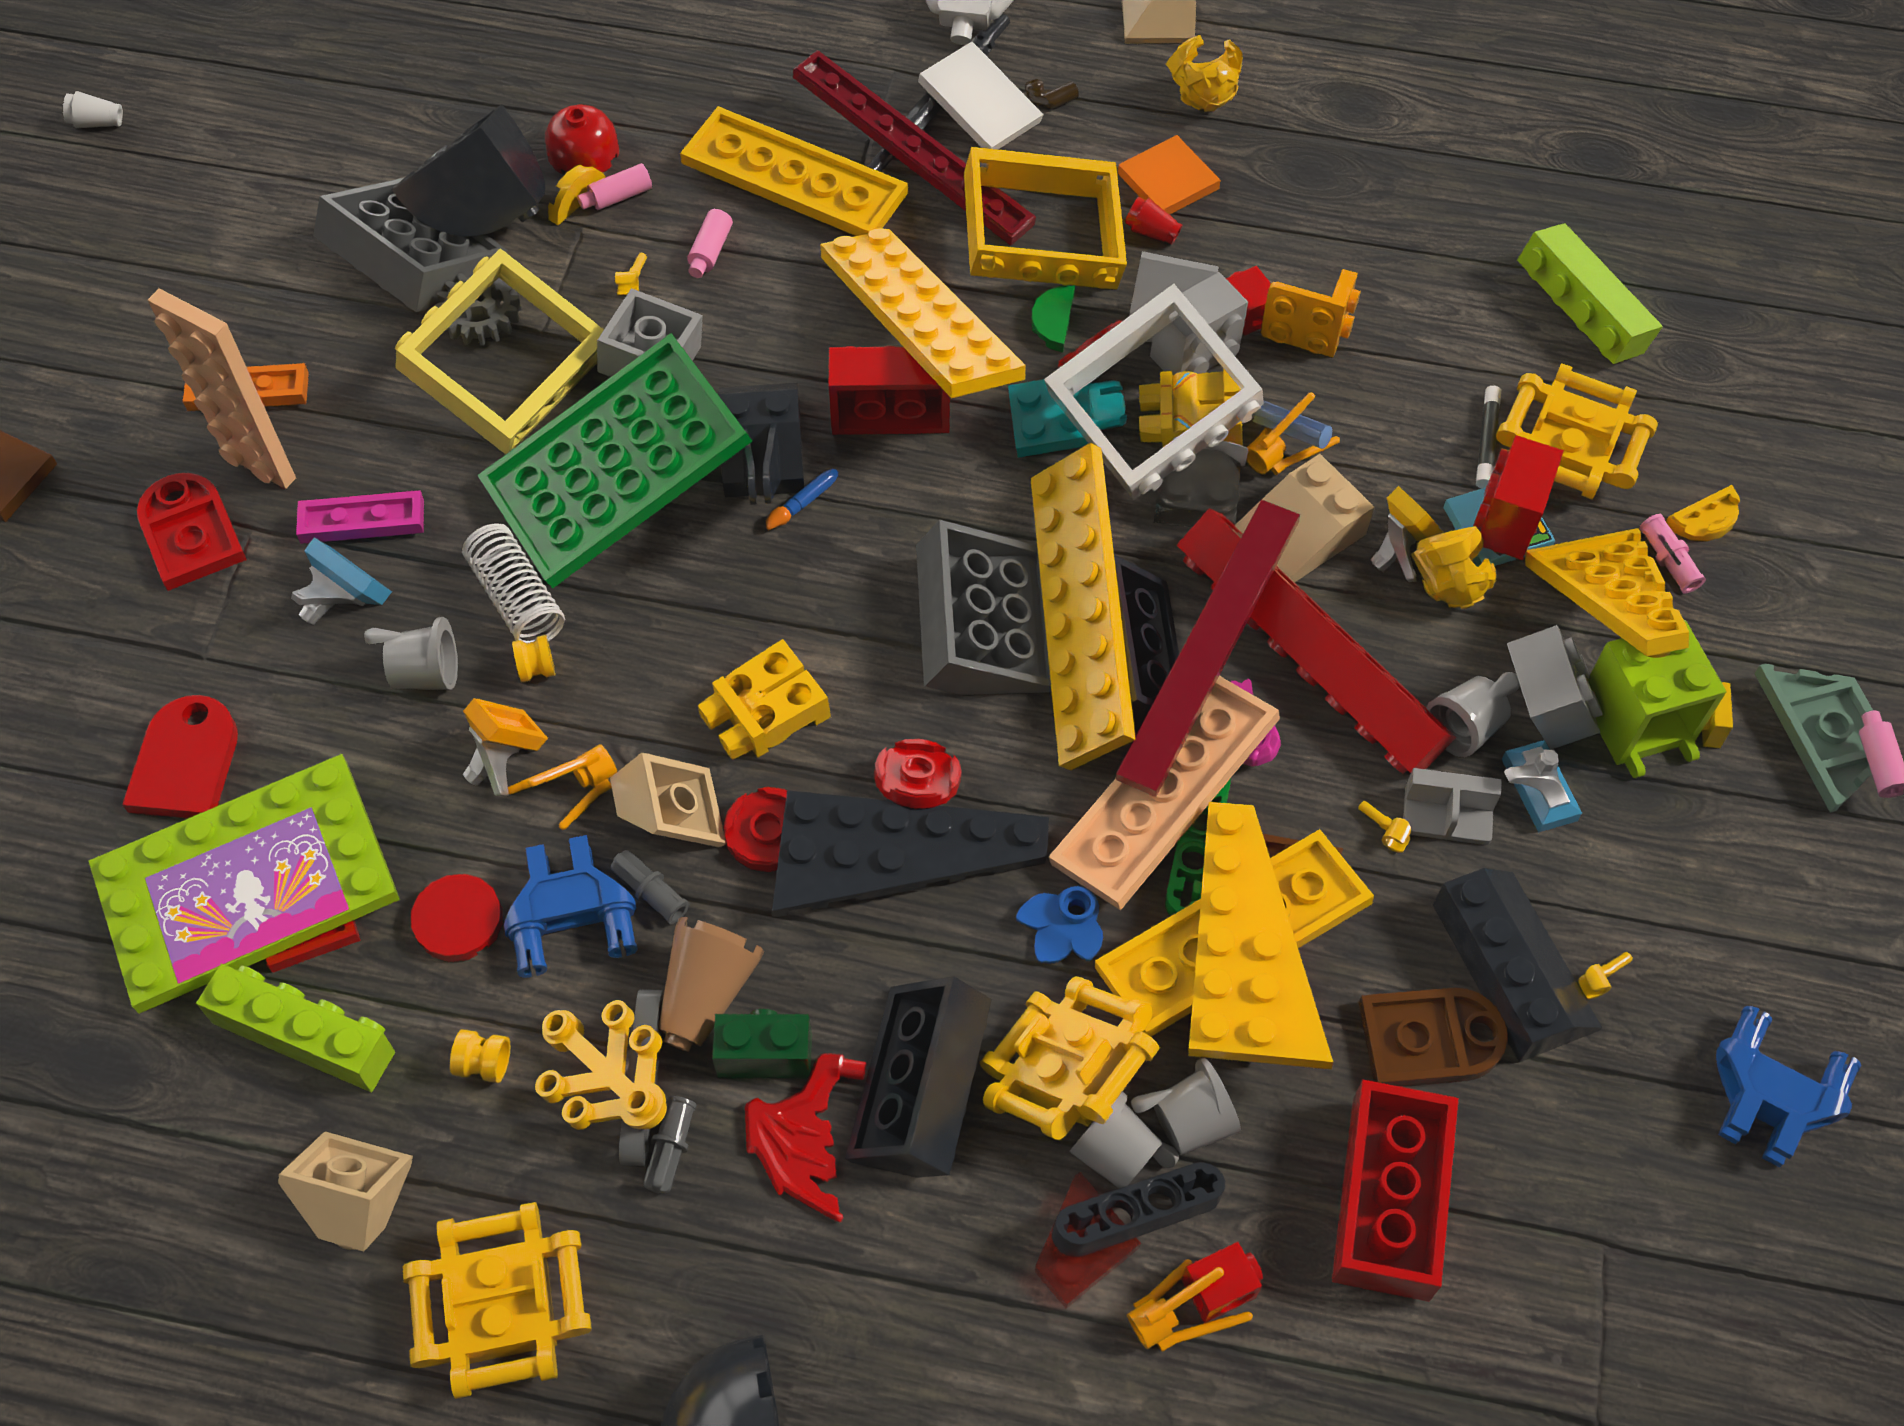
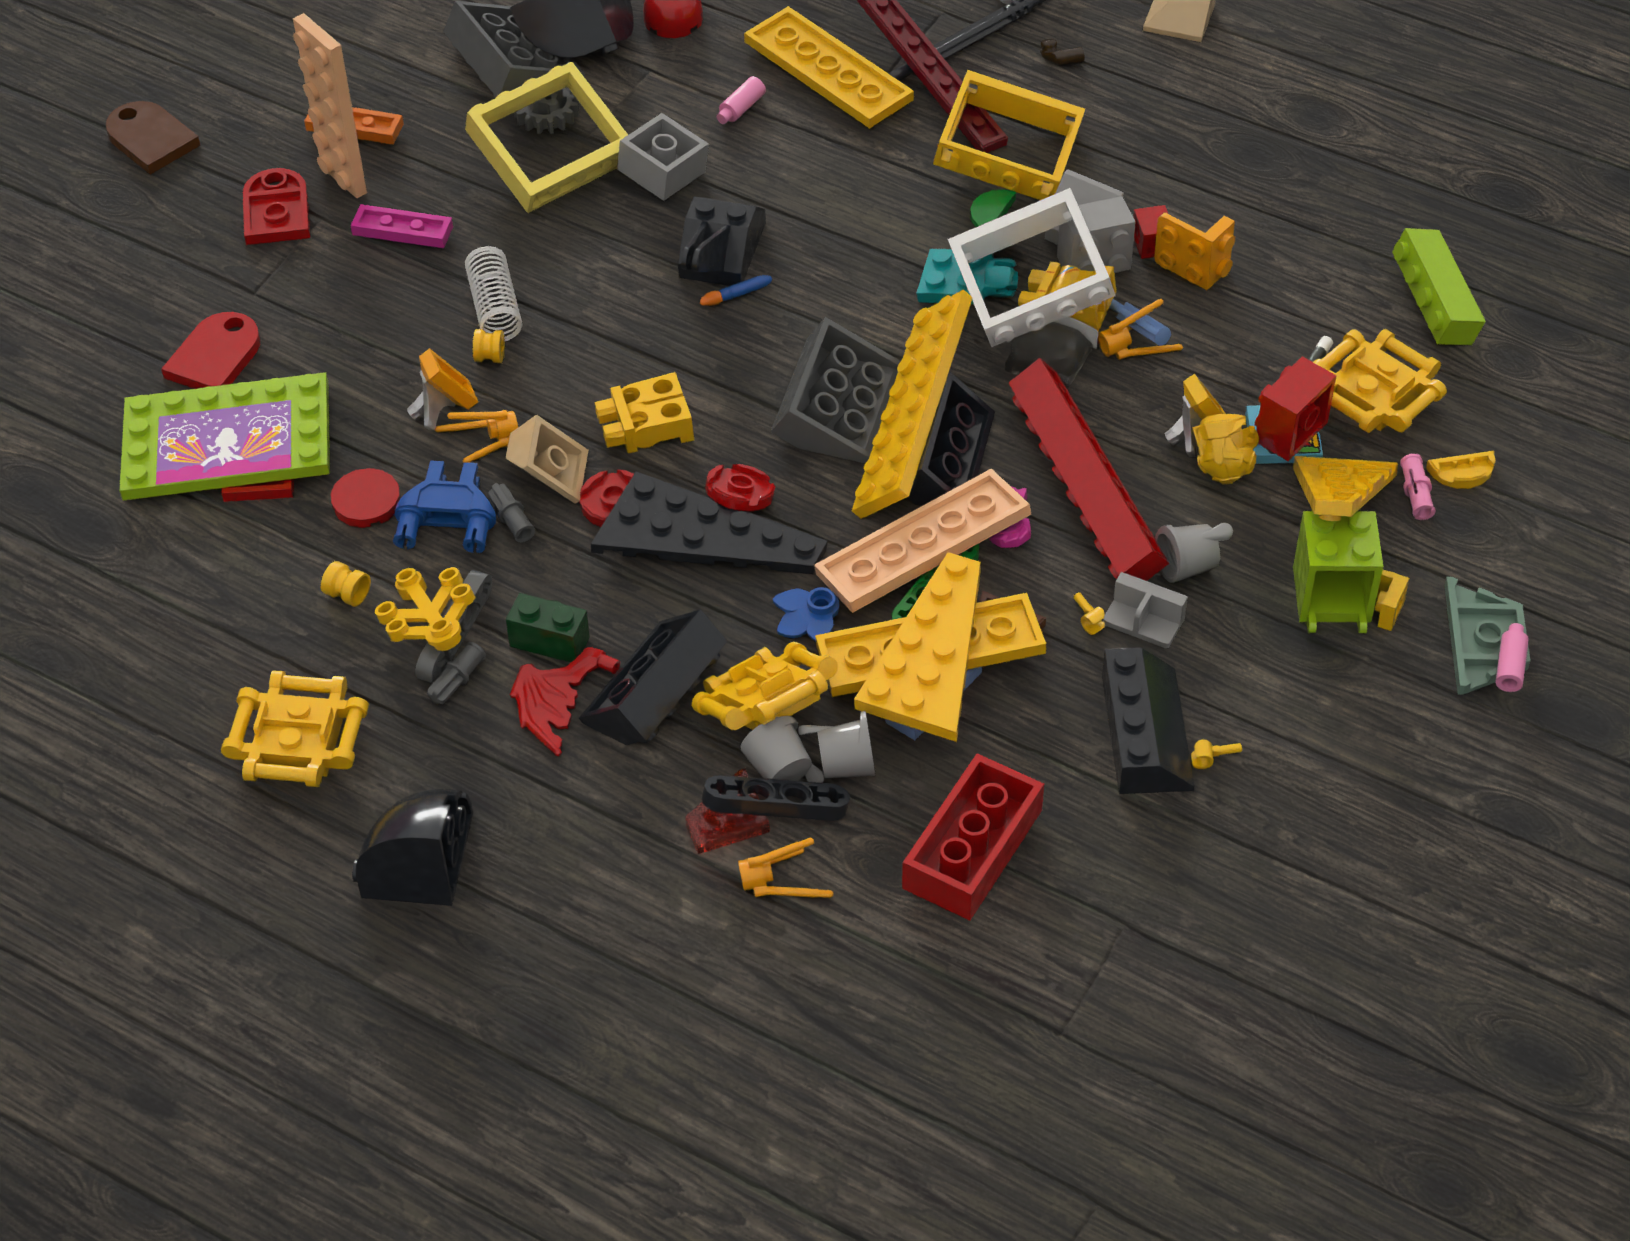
camera: 20 degrees right, 10 degrees down
(297, 1027) = (226, 532): lime brick -> none
(335, 582) = (366, 264): piece -> none
(345, 1188) = (220, 639): tan slope -> none
(418, 657) = (406, 323): light grey hat -> none
(571, 185) = (653, 42): yellow tile -> none
(613, 460) = (599, 224): green plate -> none
(616, 188) = (685, 48): bright pink cylinder -> none
(630, 279) = (672, 111): yellow hand -> none
(702, 980) = (525, 567): medium nougat cone -> none
(884, 393) = (831, 227): red brick -> none
(922, 313) = (875, 174): yellow plate -> none
(980, 97) = (1000, 42): white tile -> none
(1152, 221) = (1098, 158): red cone -> none
(1169, 175) = (1131, 132): orange tile -> none
(1207, 83) = (1193, 69): yellow helmet -> none
(1207, 649) = (994, 449): dark red tile -> none
(1235, 1288) = (820, 863): red brick -> none
(1330, 515) = (1124, 392): tan slope -> none
(1428, 1036) = (1059, 755): reddish brown tile -> none
(1541, 785) = (1225, 614): piece -> none
(1555, 686) = (1260, 544): light grey brick -> none
(1777, 1093) = (1311, 863): blue connector -> none

